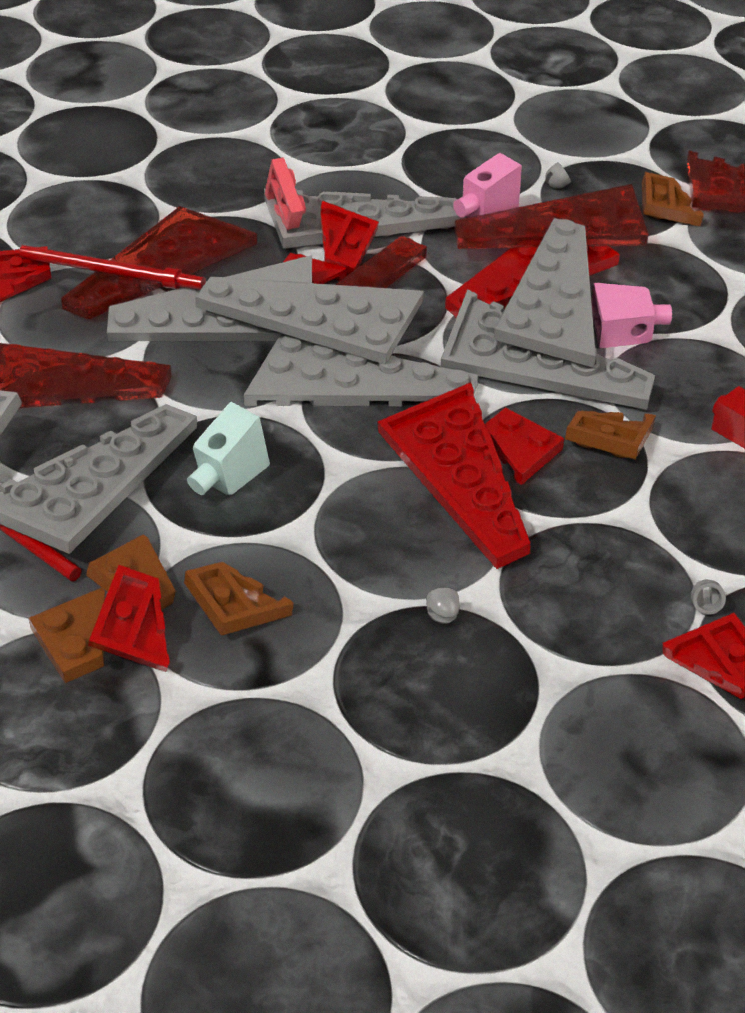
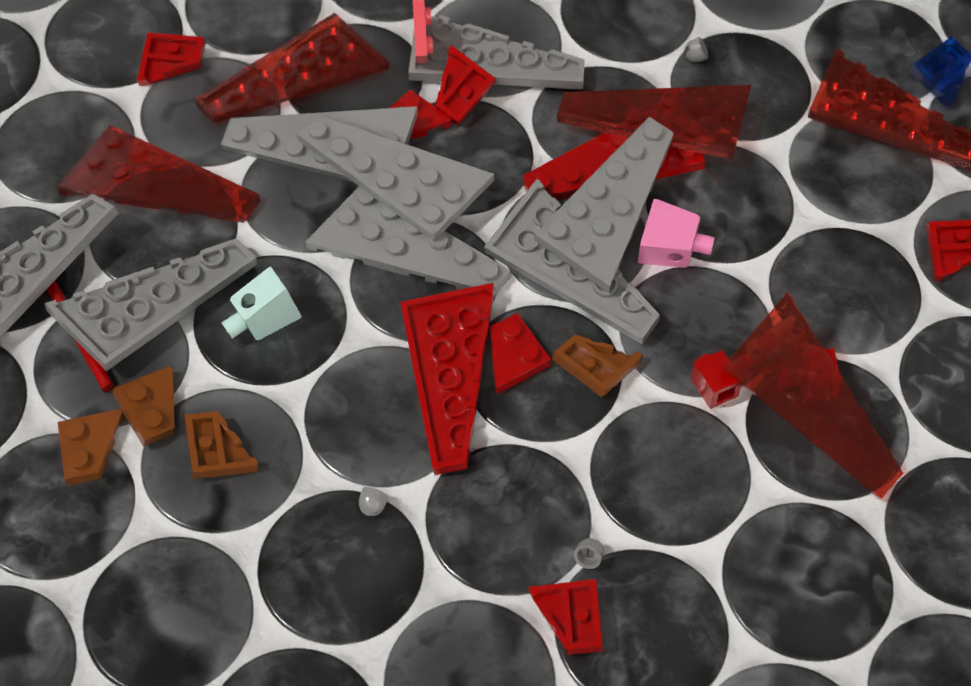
camera: 20 degrees right, 15 degrees up
(132, 620) = (127, 450): red wing -> none
(169, 277) = (286, 101): red bar -> none
(387, 264) = (480, 128): clear red plate -> none
(490, 188) = (613, 64): bright pink torso -> none
(666, 200) = (785, 104): dark orange wing -> none

